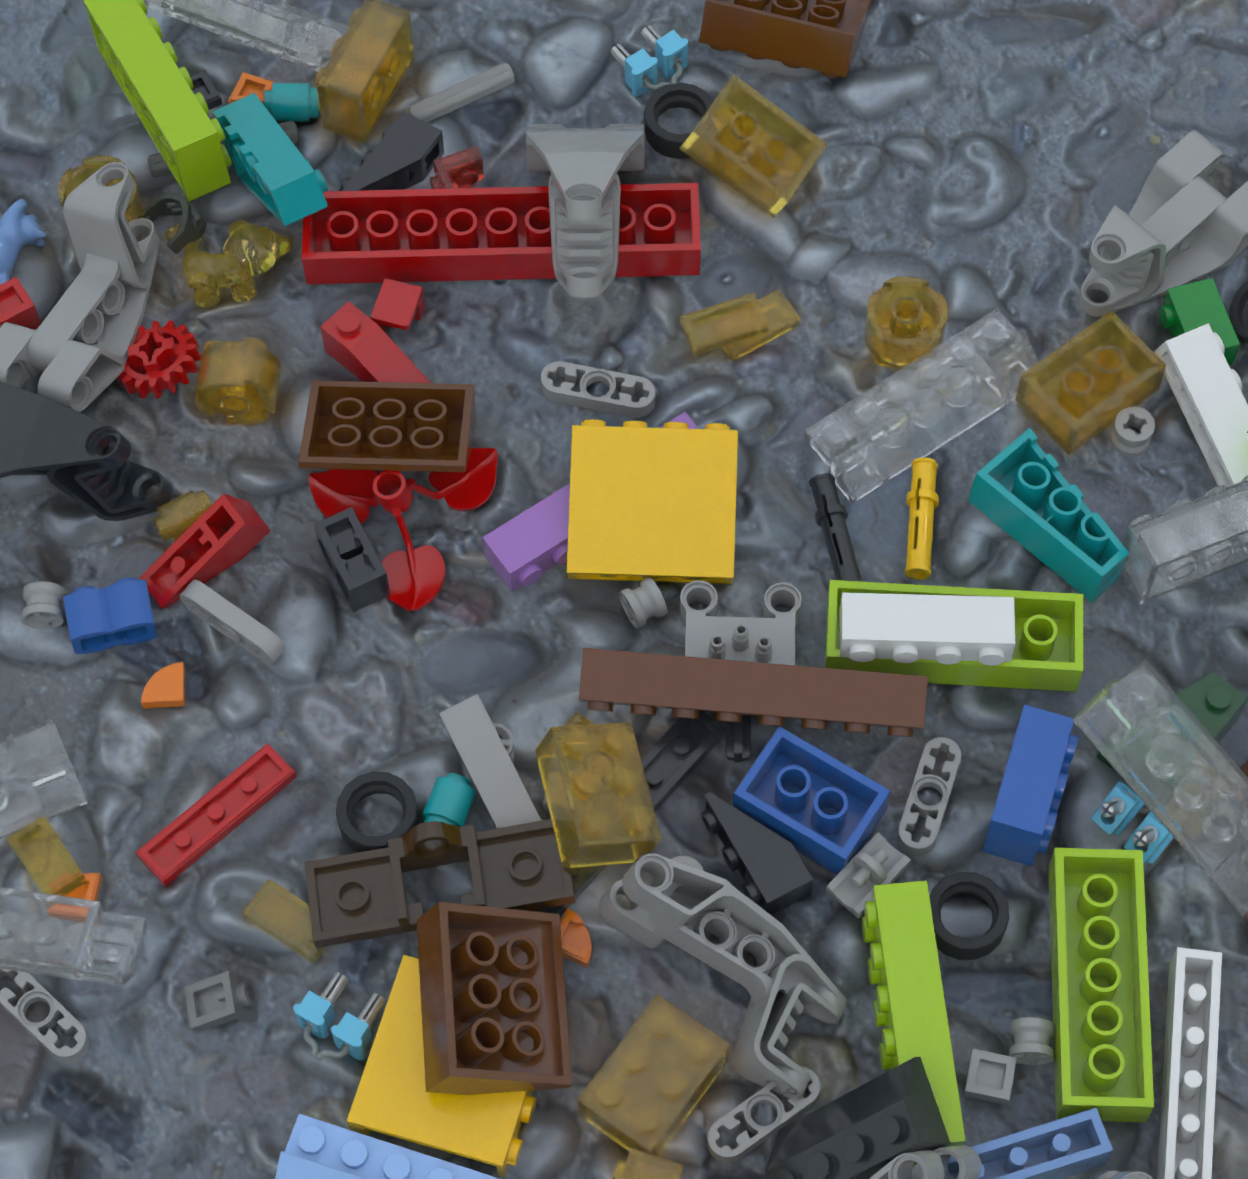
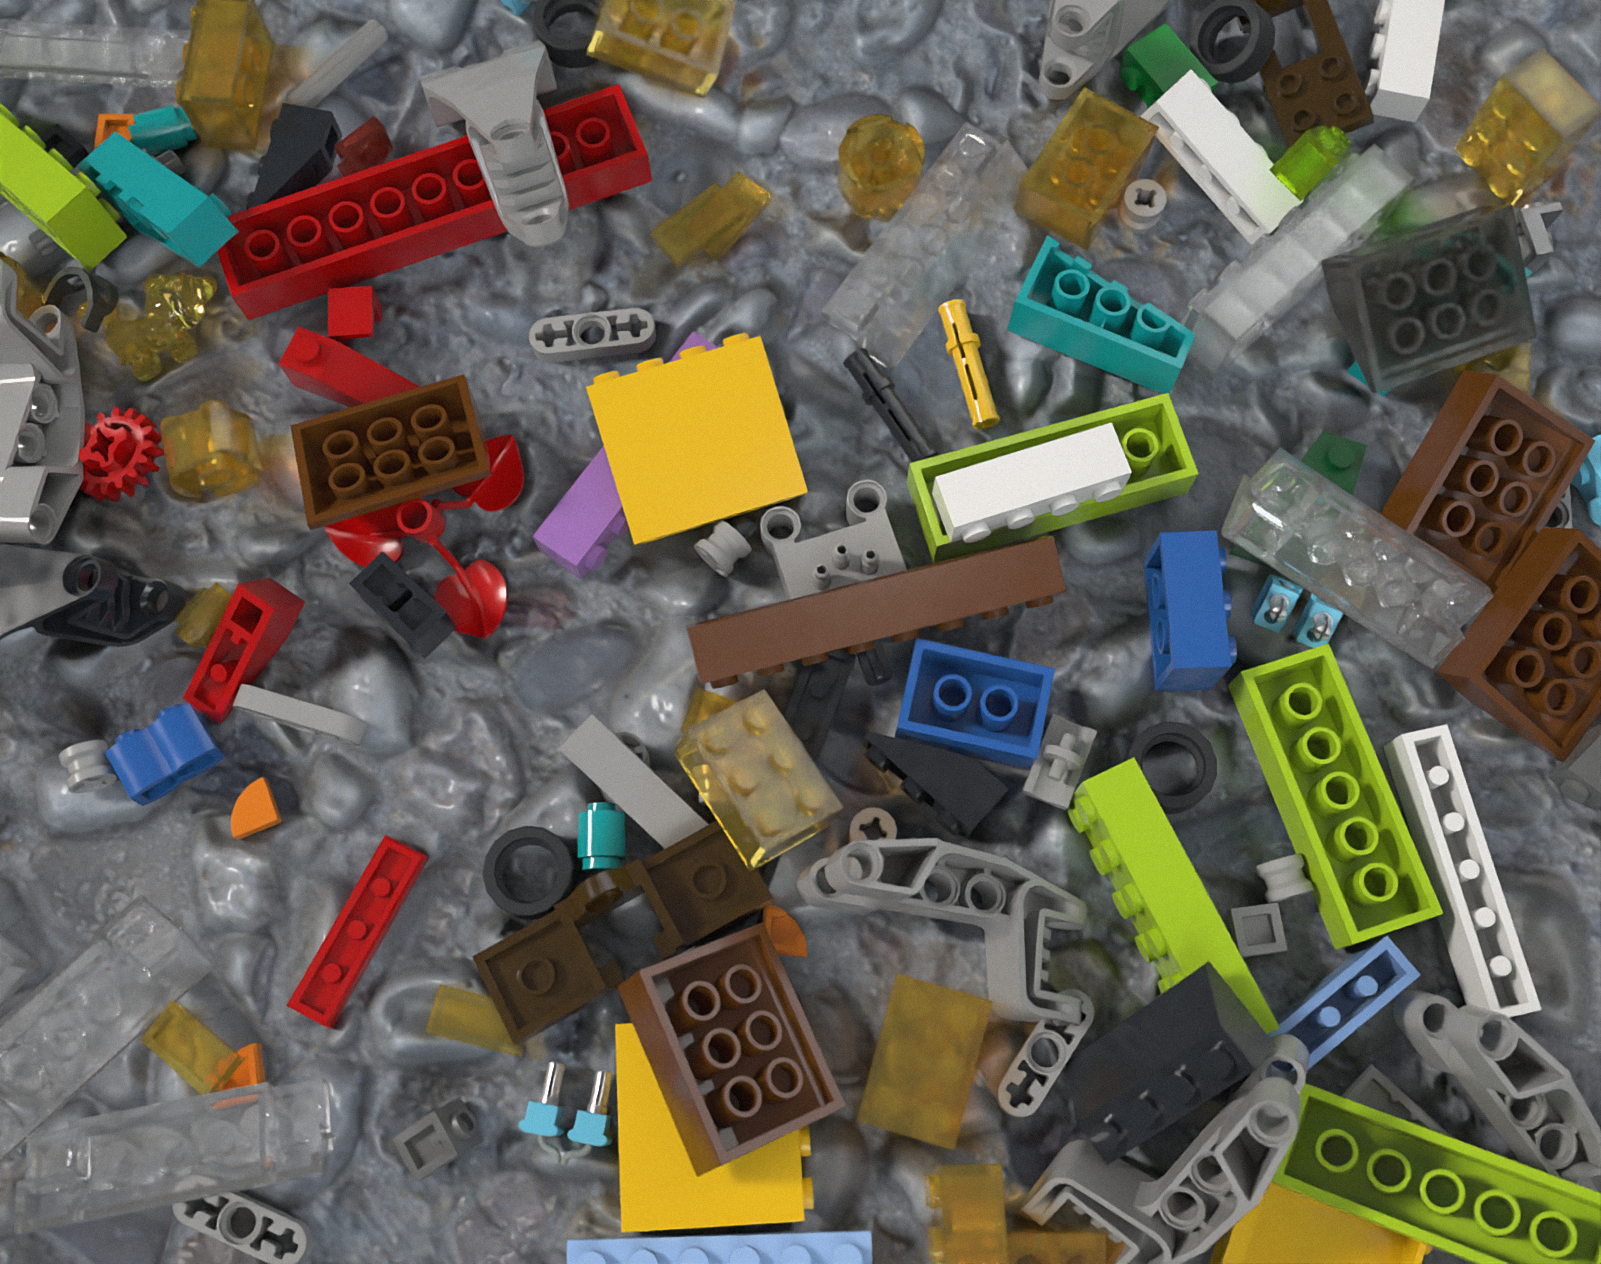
camera: 20 degrees left, 10 degrees up
(932, 826) = (1095, 620): light grey beam -> none

